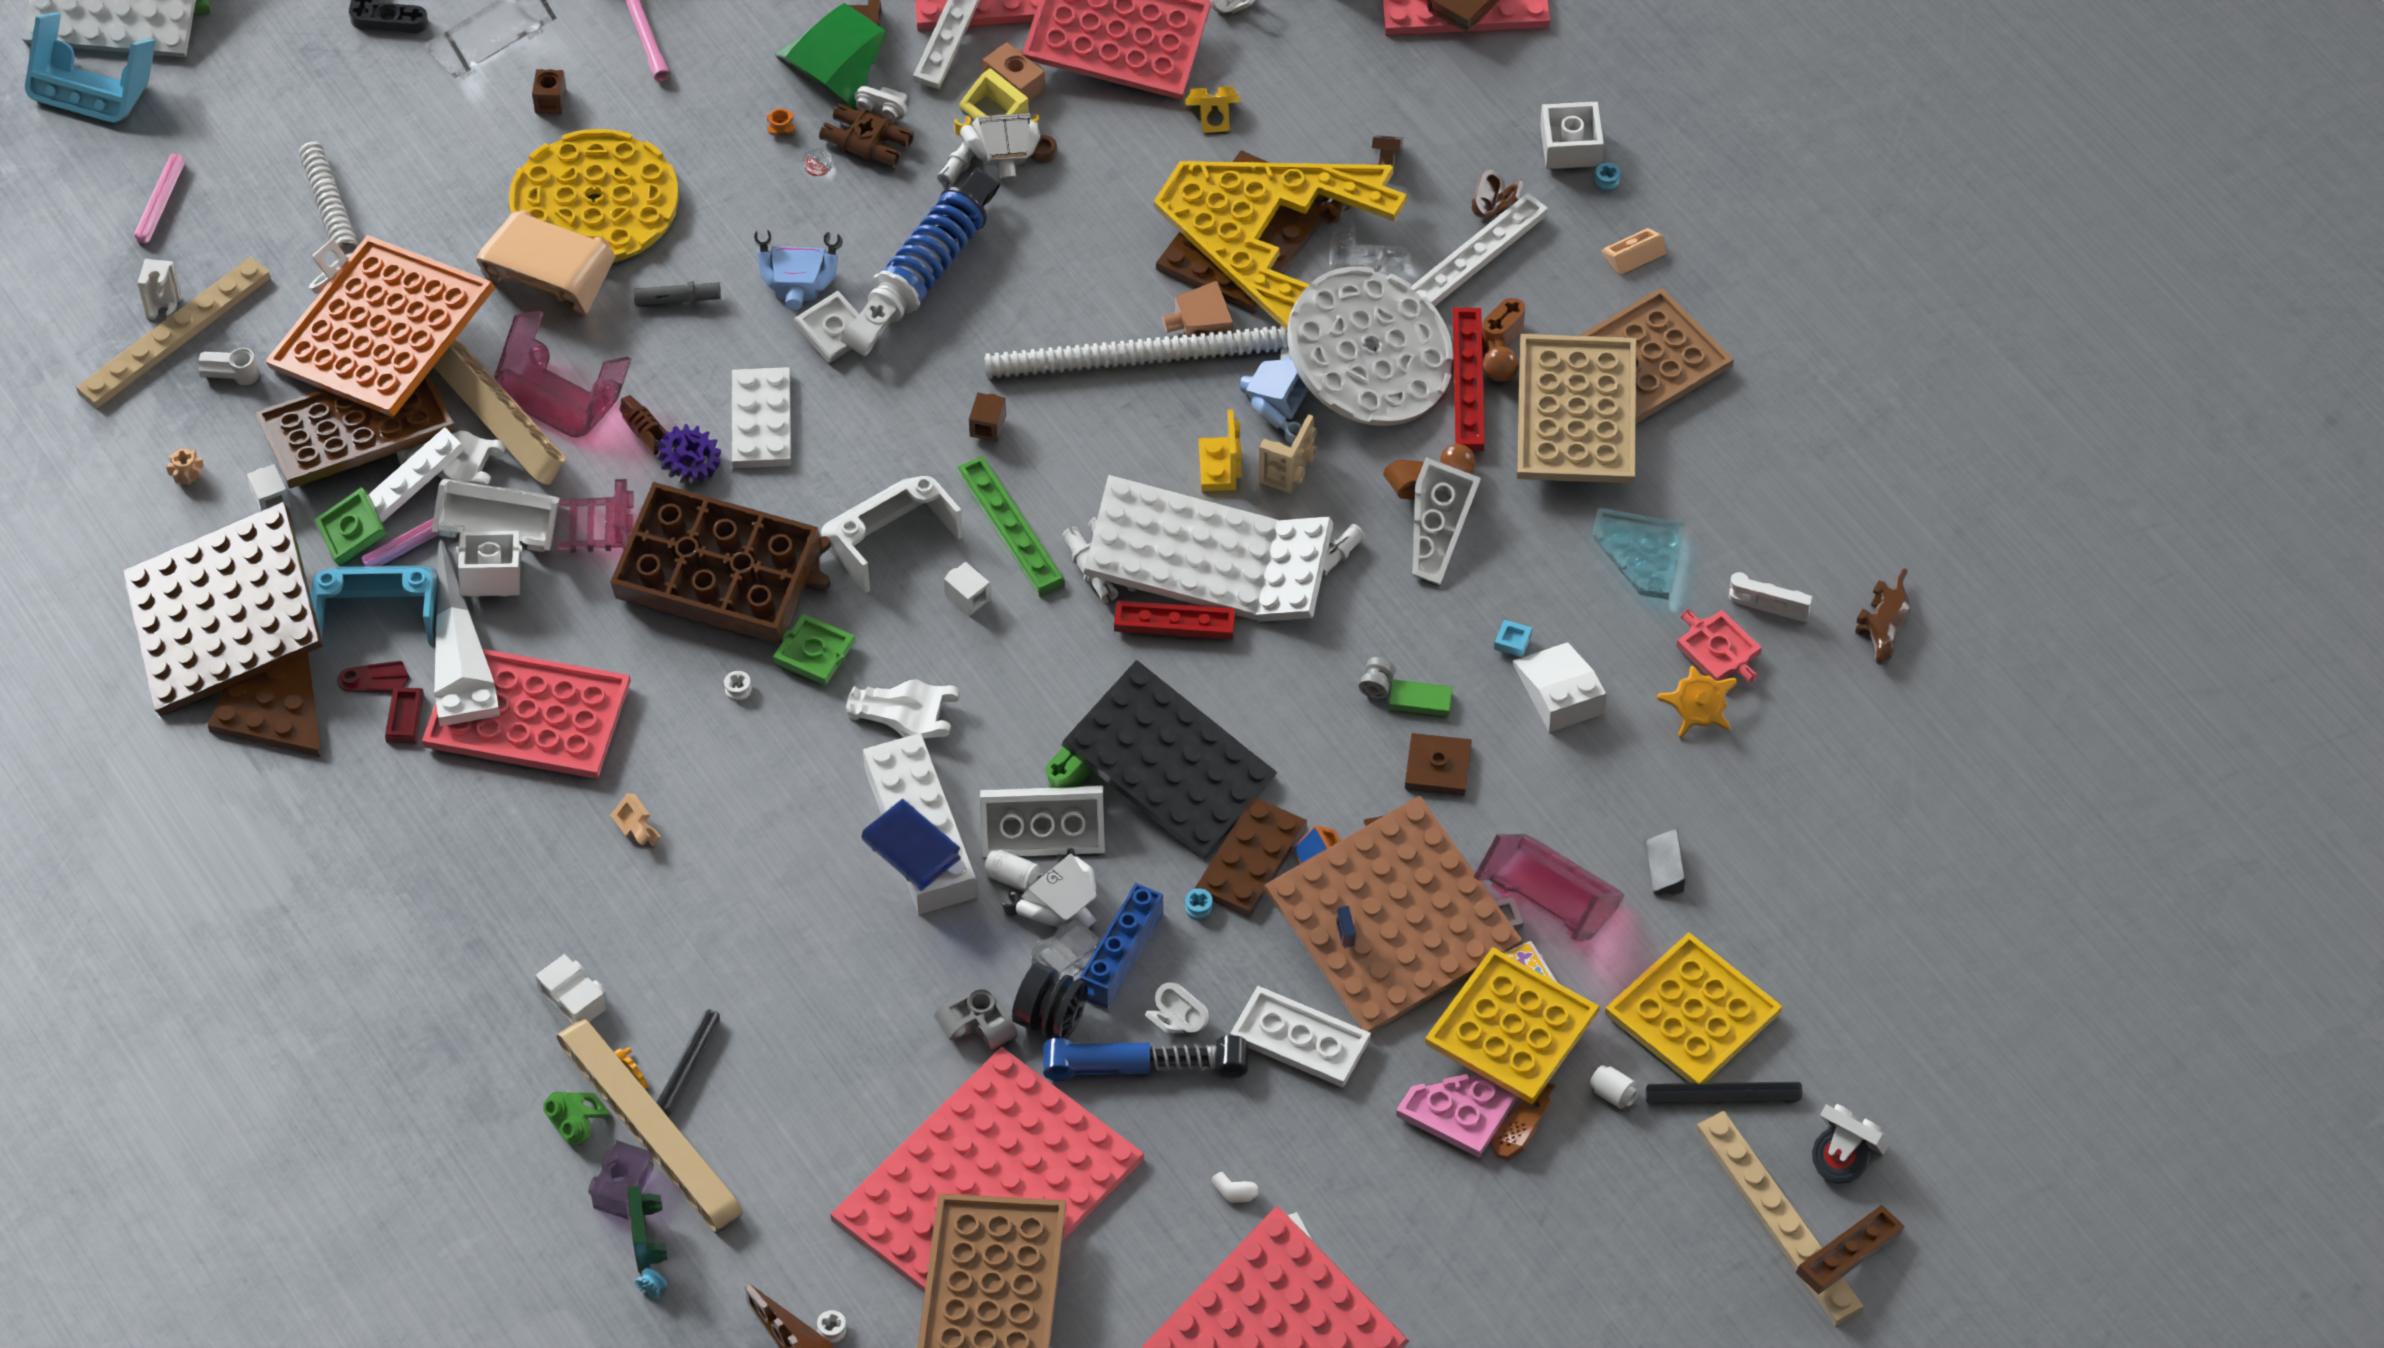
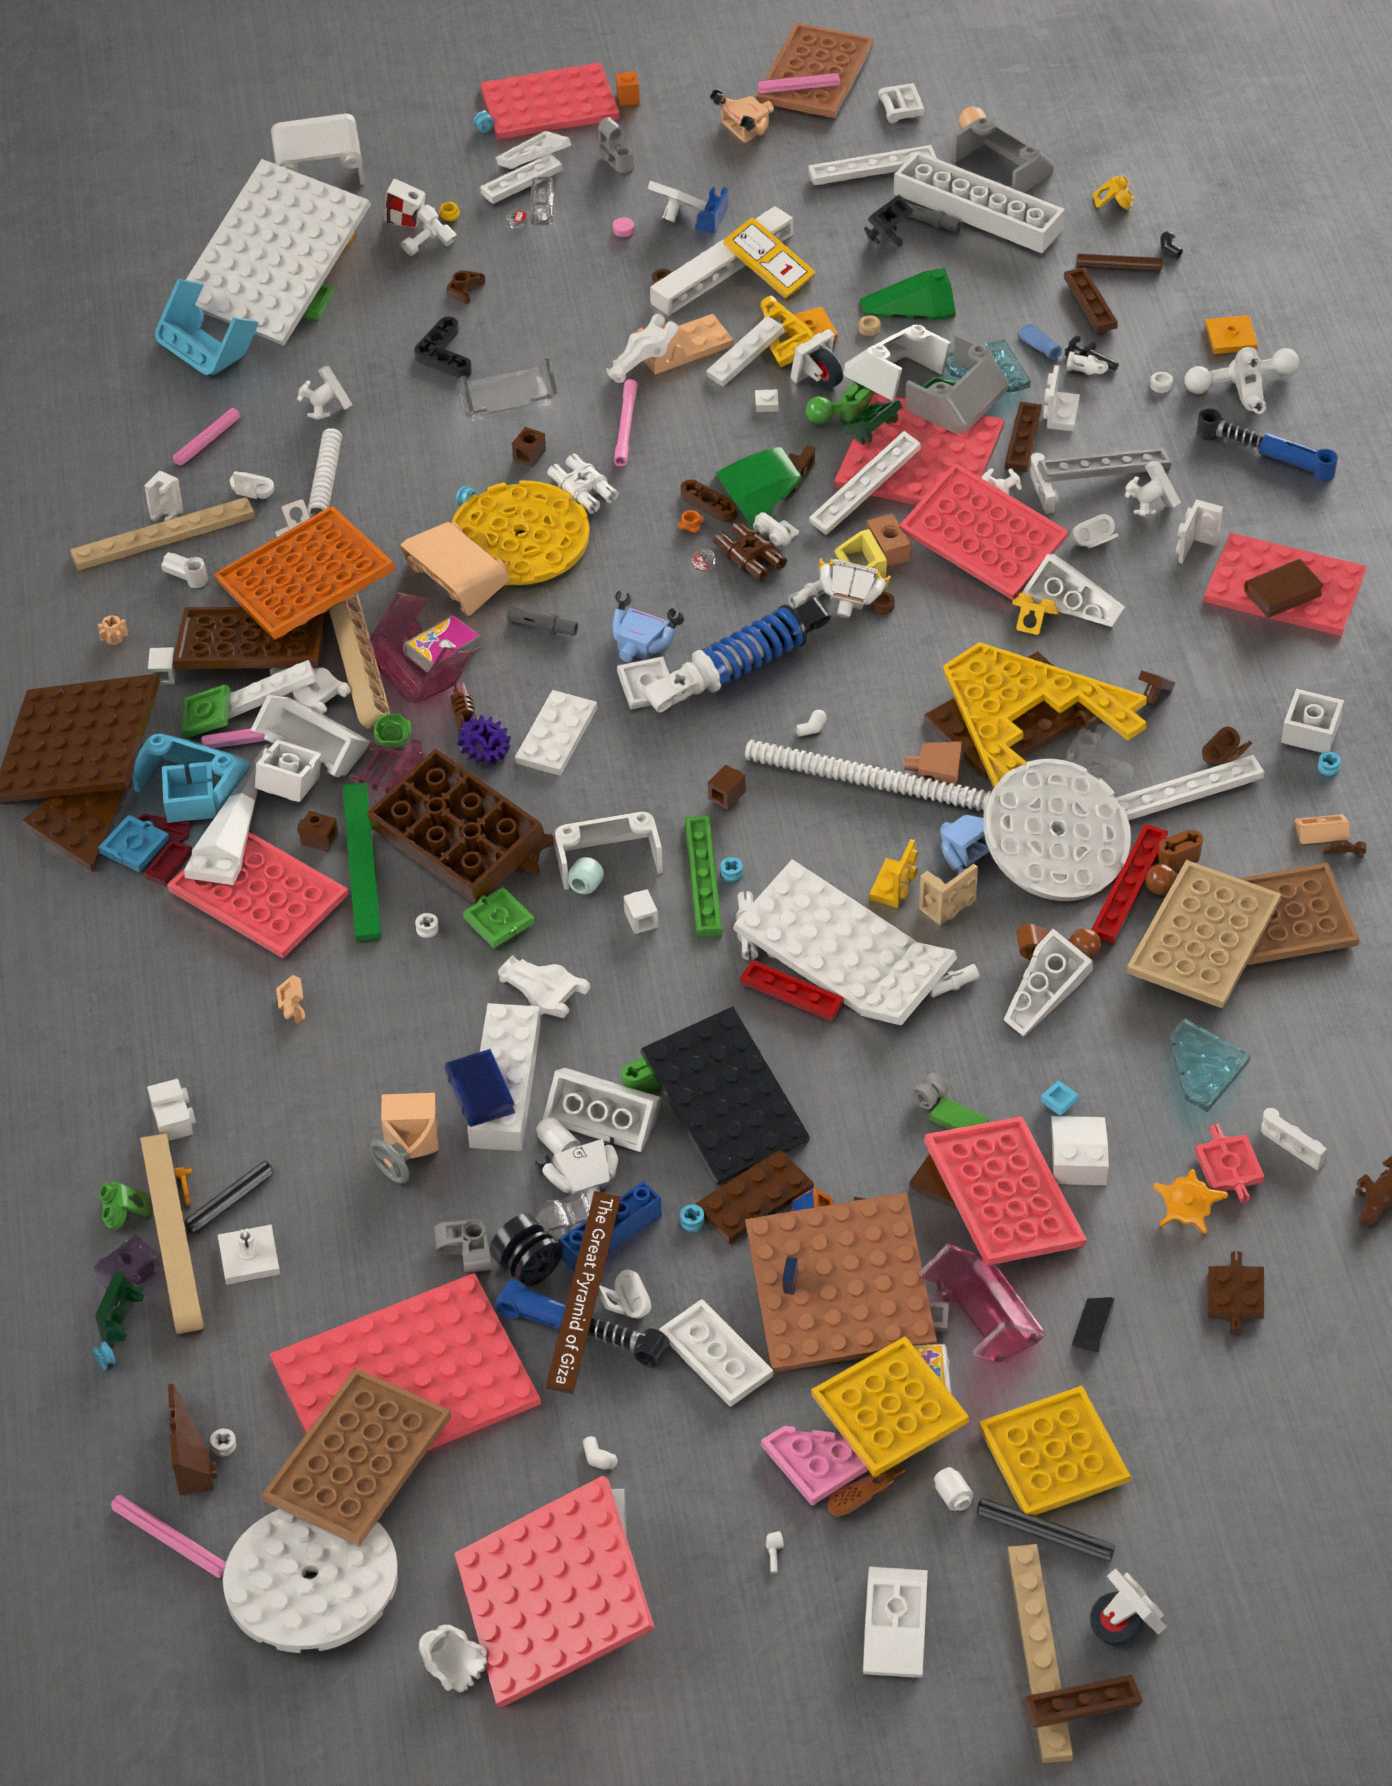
camera: 25 degrees right, 5 degrees down
(249, 240) = (251, 485): none -> white bracket
(283, 96) = (324, 394): none -> white piece
(354, 707) = (134, 843): none -> dark azure plate
(391, 634) = (186, 800): none -> medium azure piece
(507, 172) = (464, 493): none -> medium azure bush
(557, 621) = (318, 831): none -> reddish brown brick
(578, 358) = (448, 633): none -> piece
(580, 477) = (392, 730): none -> bright green hair
(624, 639) = (361, 862): none -> green tile
(634, 115) = (583, 483): none -> white pin
(745, 1117) = (248, 1254): none -> white tile
(778, 82) = (721, 508): none -> reddish brown beam
(850, 922) = (409, 1131): none -> light nougat piece
(885, 569) = (585, 875): none -> light aqua head
(1033, 502) = (731, 875): none -> medium azure bush
(1042, 314) = (814, 725): none -> white arm
(1137, 1024) = (583, 1293): none -> reddish brown tile
(1247, 70) = (1072, 592): none -> white wedge
(1460, 1212) = (774, 1542): none -> white hand
(1509, 757) = (1004, 1190): none -> coral plate
(1628, 1240) = (895, 1622): none -> white slope
(1682, 260) = (1344, 847): none -> reddish brown piece
(1790, 779) = (1236, 1292): none -> reddish brown plate

